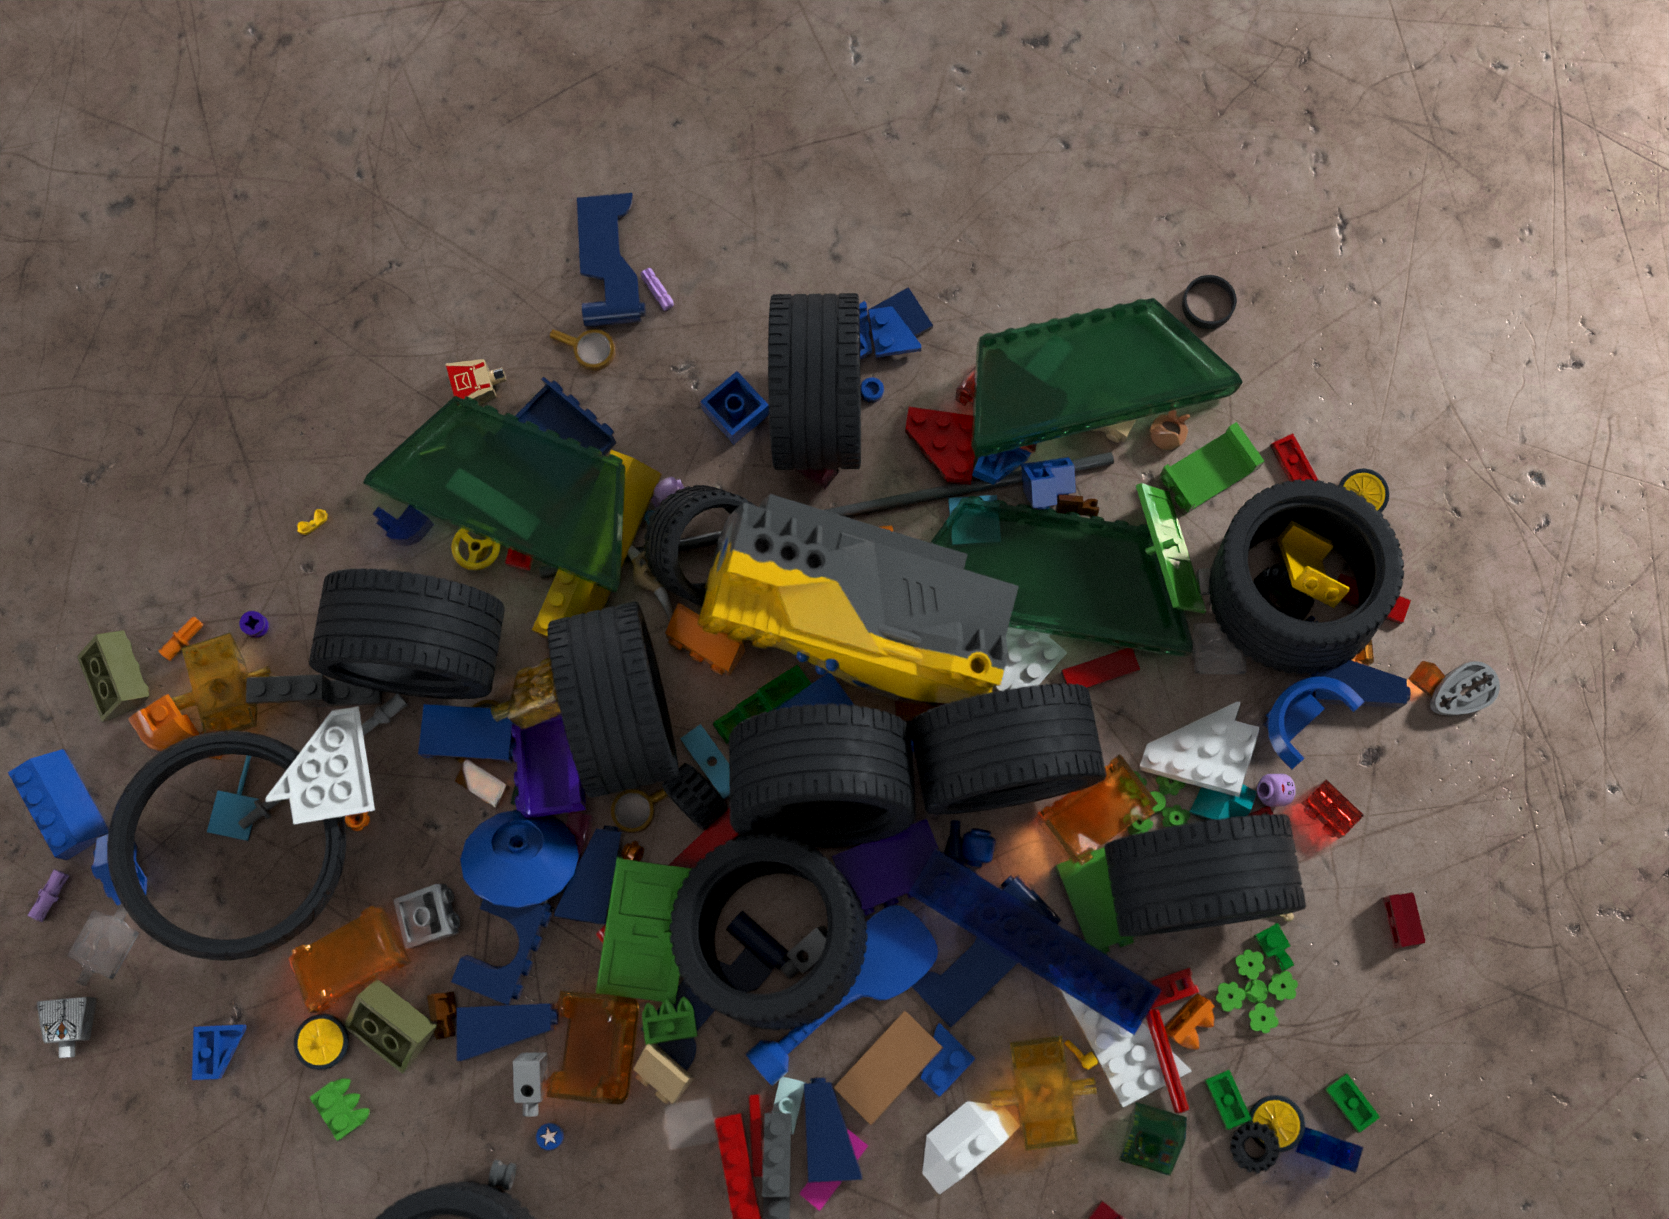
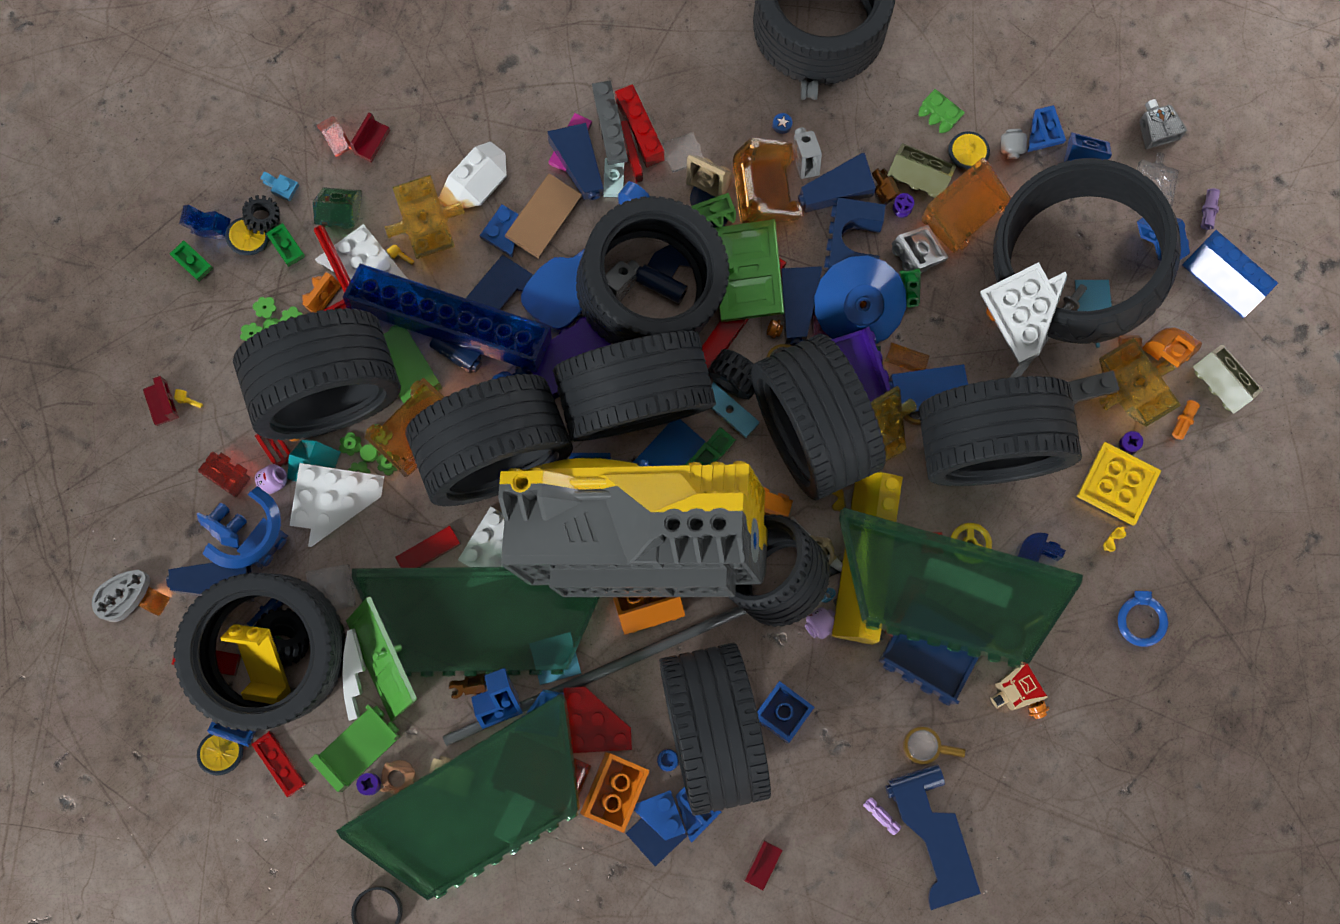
camera: 165 degrees right, 0 degrees up
(173, 1004) = (1087, 147): none -> blue slope
(261, 1036) = (1013, 143): none -> light grey head
(283, 581) = (1119, 483): none -> yellow plate
(302, 449) = (1142, 598): none -> blue piece
(423, 980) = (904, 200): none -> dark purple wheel
(450, 866) = (912, 284): none -> green hips
(458, 355) = (1038, 709): none -> orange plate
(795, 267) = (762, 865): none -> dark red panel
(936, 364) = (614, 792): none -> orange slope
(1199, 433) = (373, 785): none -> dark purple wheel
(1203, 549) = (352, 665): none -> white slope
(1223, 1186) = (281, 187): none -> dark azure plate
(1336, 734) = (226, 534): none -> blue connector
(1378, 920) = (180, 397): none -> yellow hand

